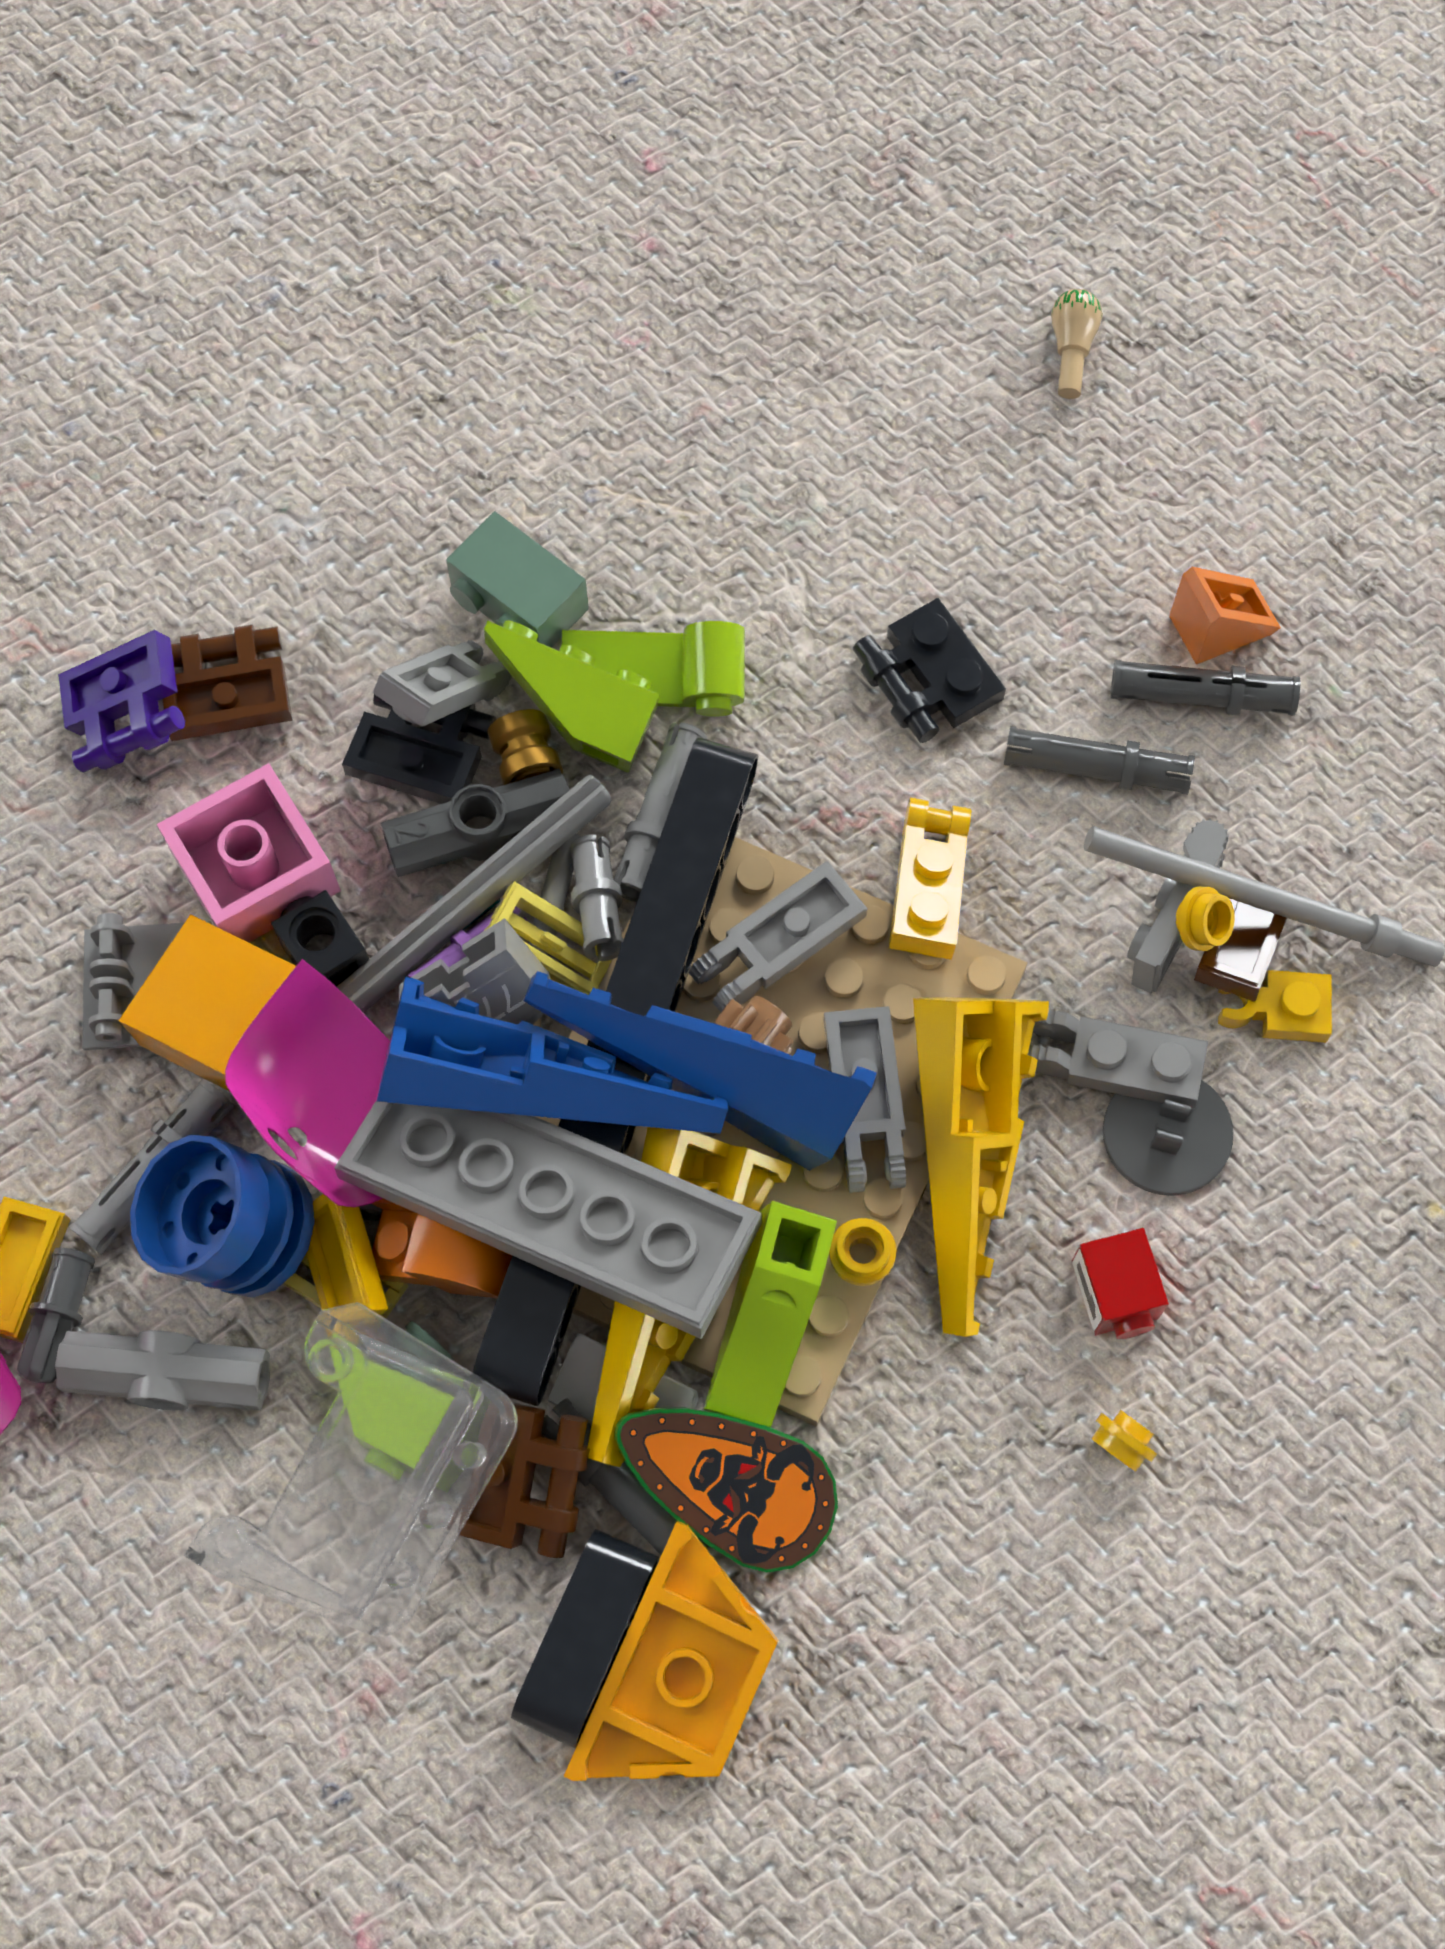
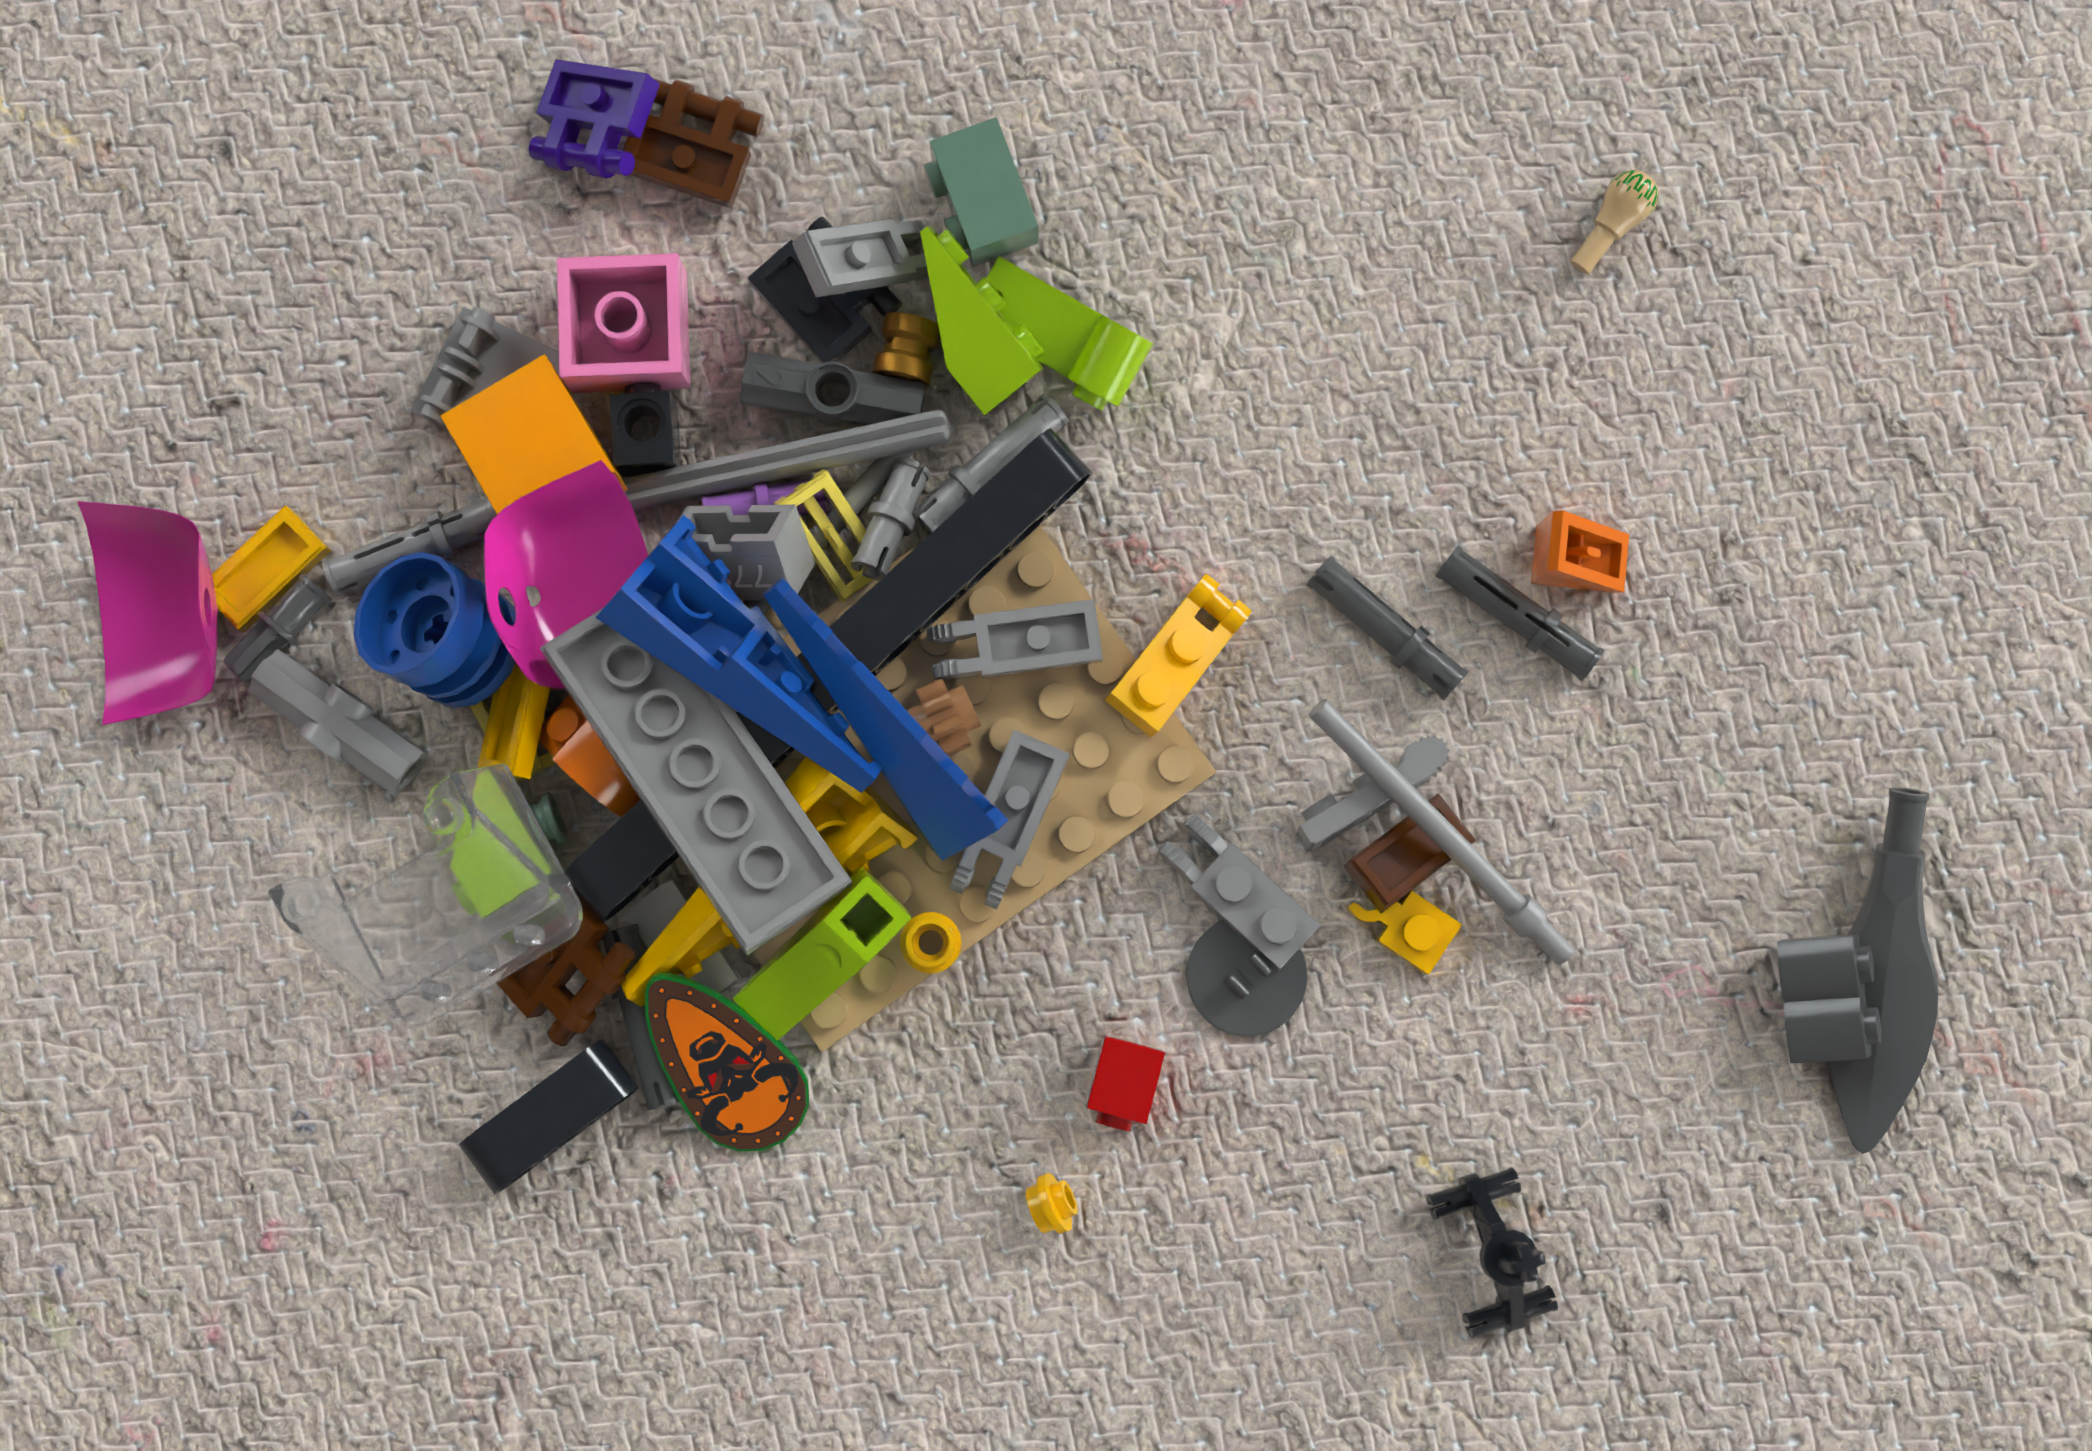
camera: 25 degrees right, 15 degrees up
(678, 1674) = (603, 1185): light orange wing -> none
(943, 662) = (1312, 464): black plate -> none
(970, 1090) = (1101, 850): yellow wedge -> none
(1205, 918) = (1376, 826): yellow plate -> none

